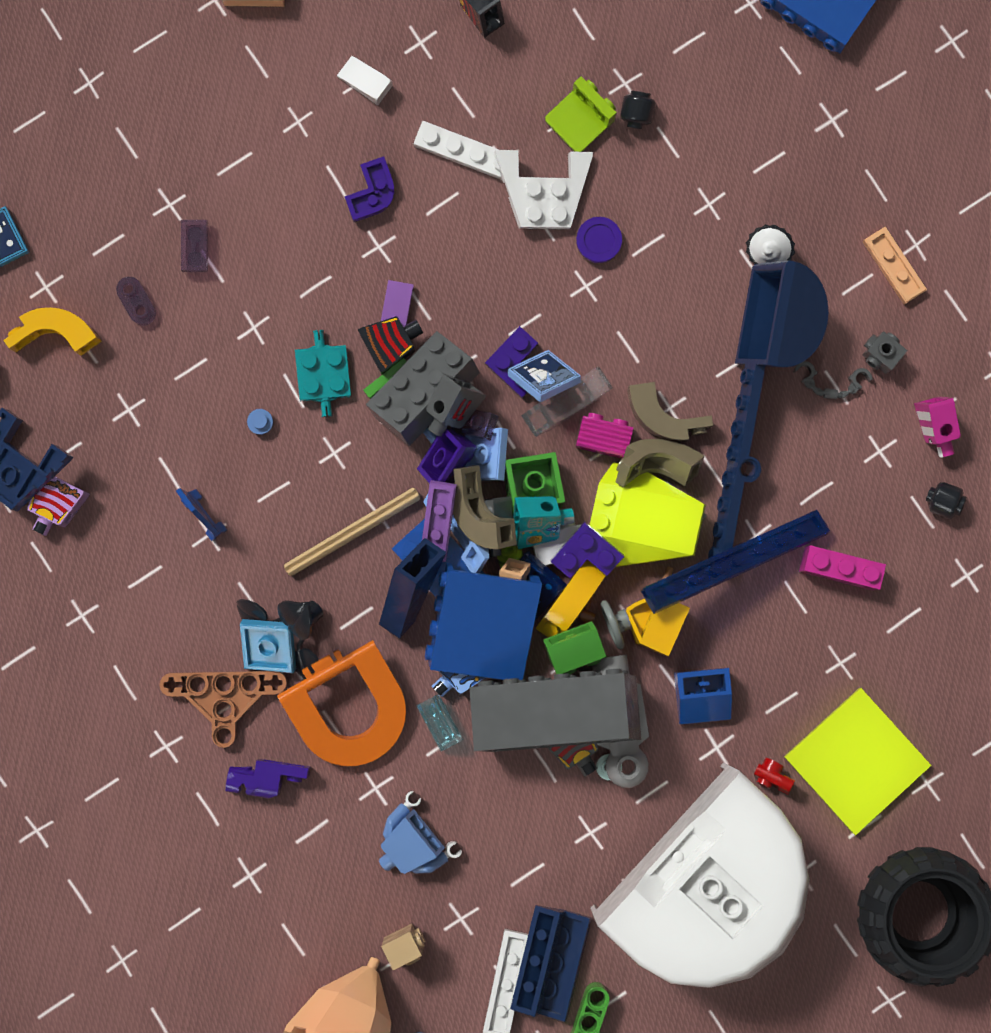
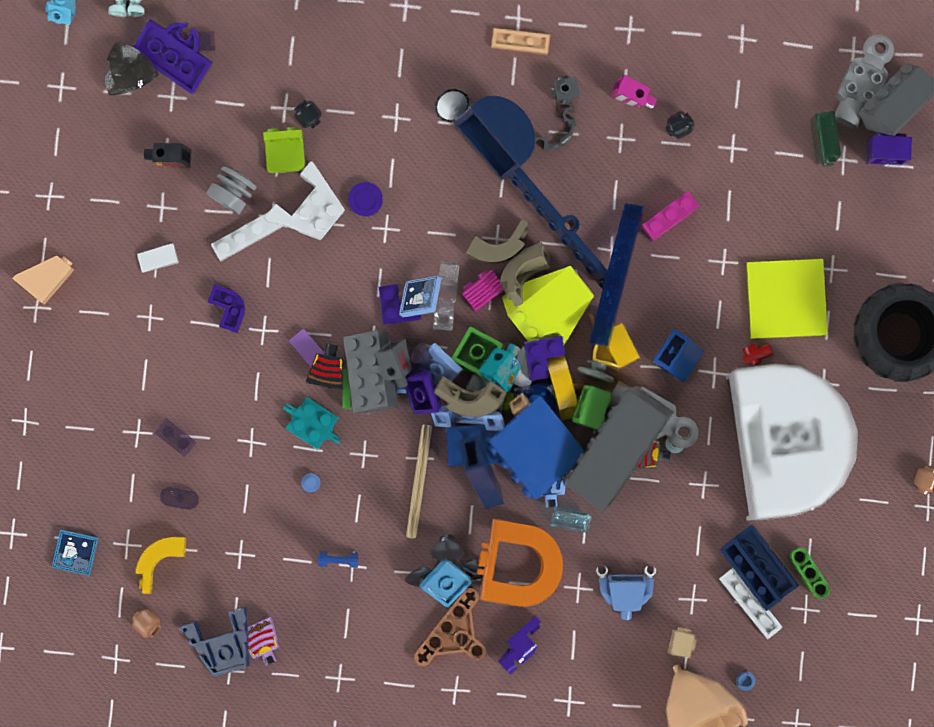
camera: 50 degrees left, 0 degrees up
(439, 514) = (452, 421): medium lavender tile -> none
(495, 93) = (231, 190): none -> light grey wheel

